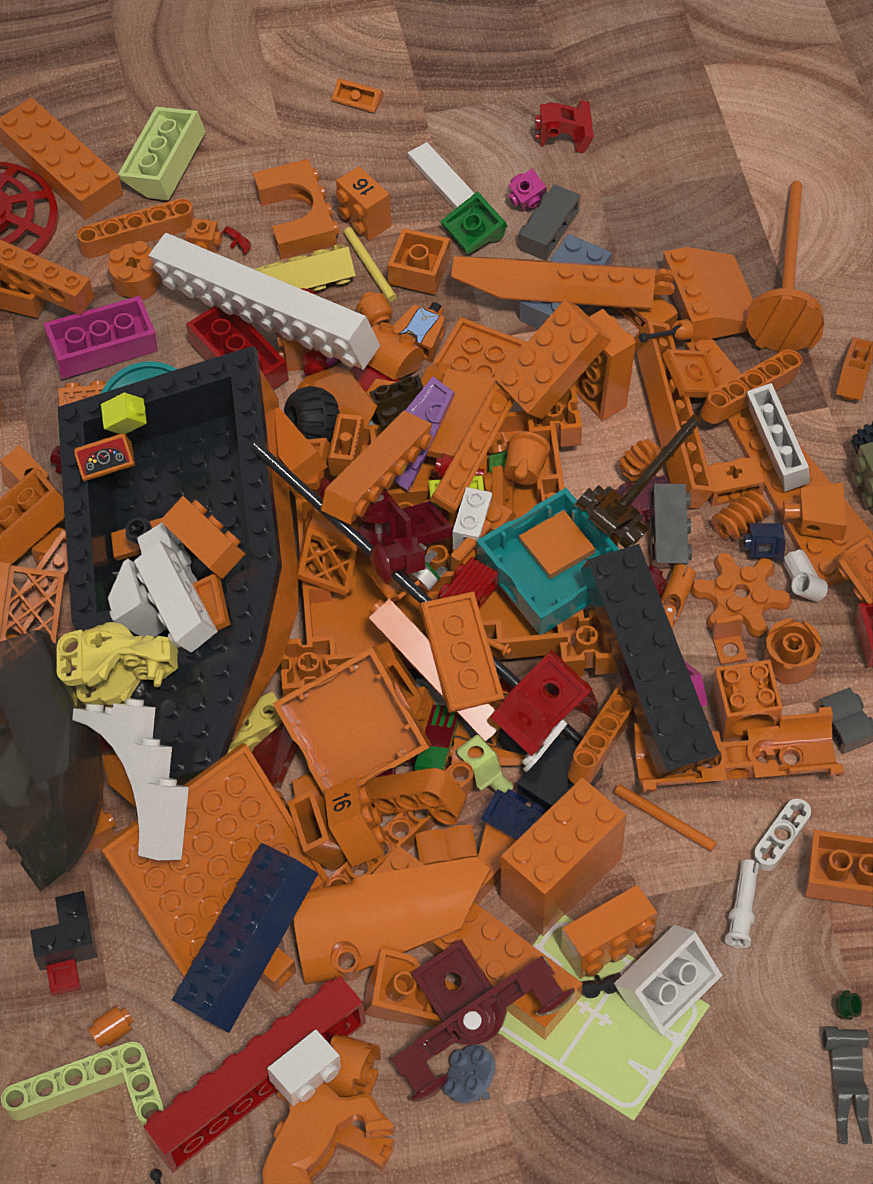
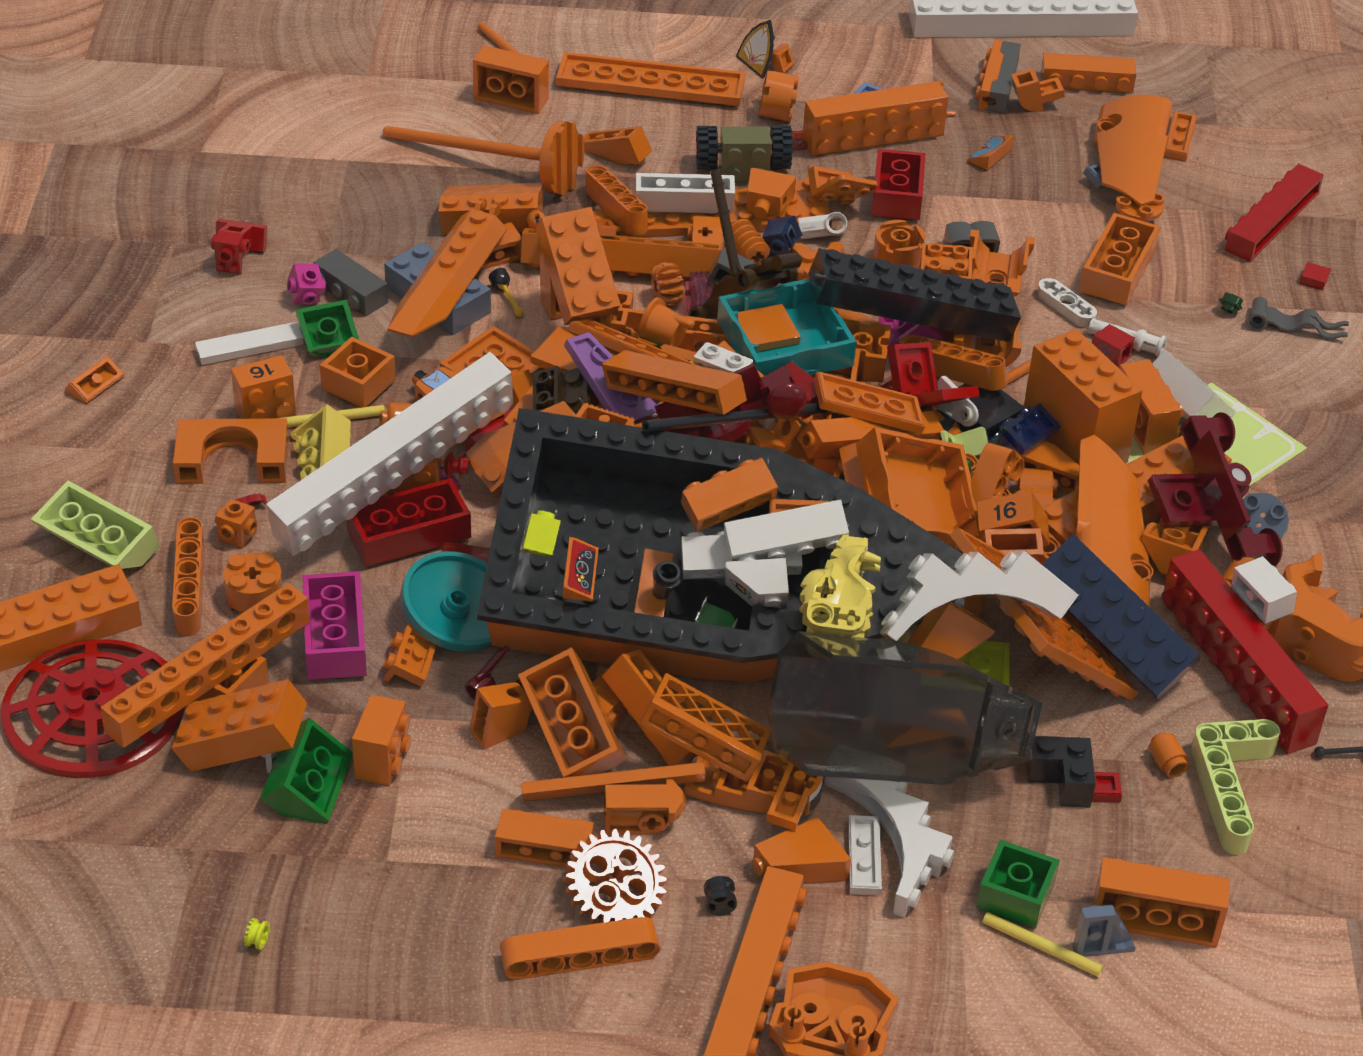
camera: 80 degrees left, 15 degrees down
(716, 889) = (1114, 344): none -> red brick

